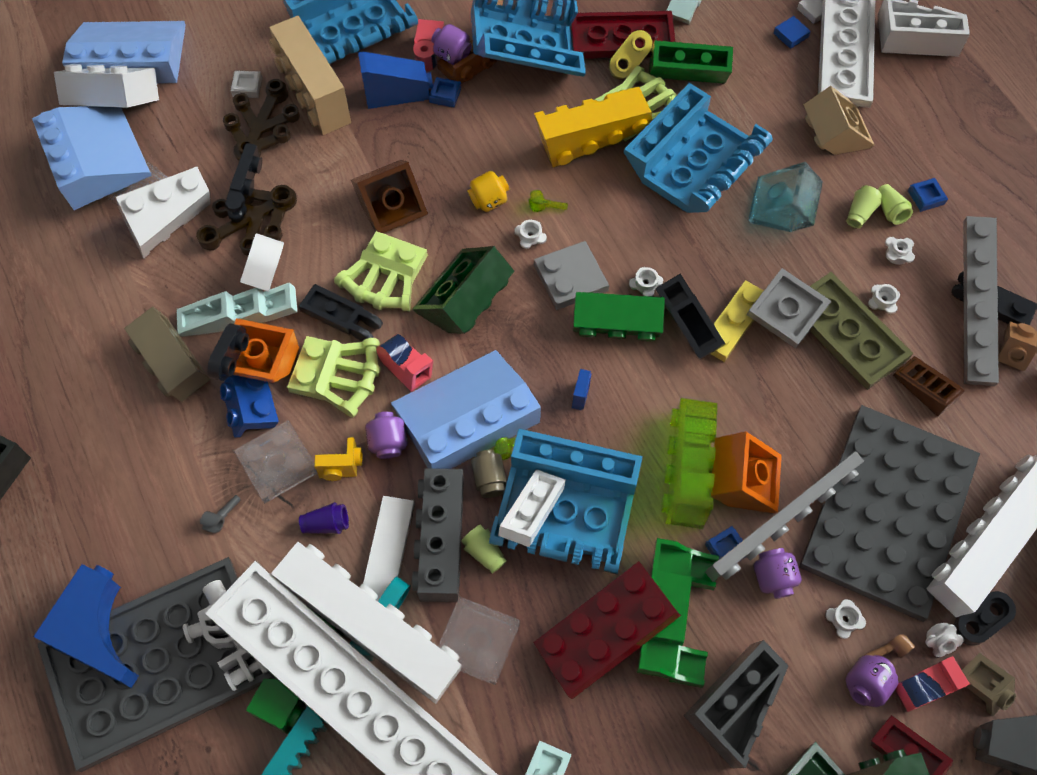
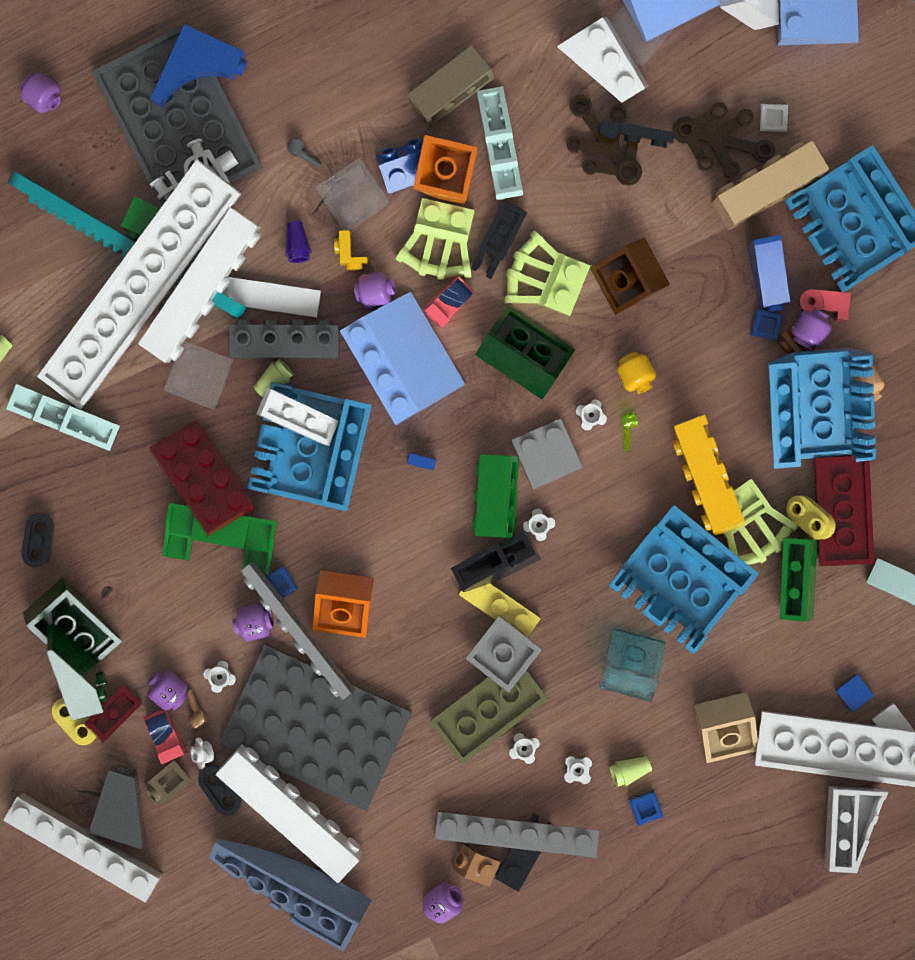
camera: 90 degrees right, 25 degrees up
(226, 352) = (422, 143): black plate -> none
(262, 262) = (544, 163): white brick -> none
(489, 474) = (340, 381): dark tan brick -> none
(504, 447) = (367, 393): clear neon green hand -> none
(692, 458) = (351, 556): clear neon green wedge -> none
(737, 703) = (148, 581): dark grey wedge -> none
(864, 204) = (626, 740): yellowish green cone -> none
(929, 398) = (415, 789): reddish brown slope -> none

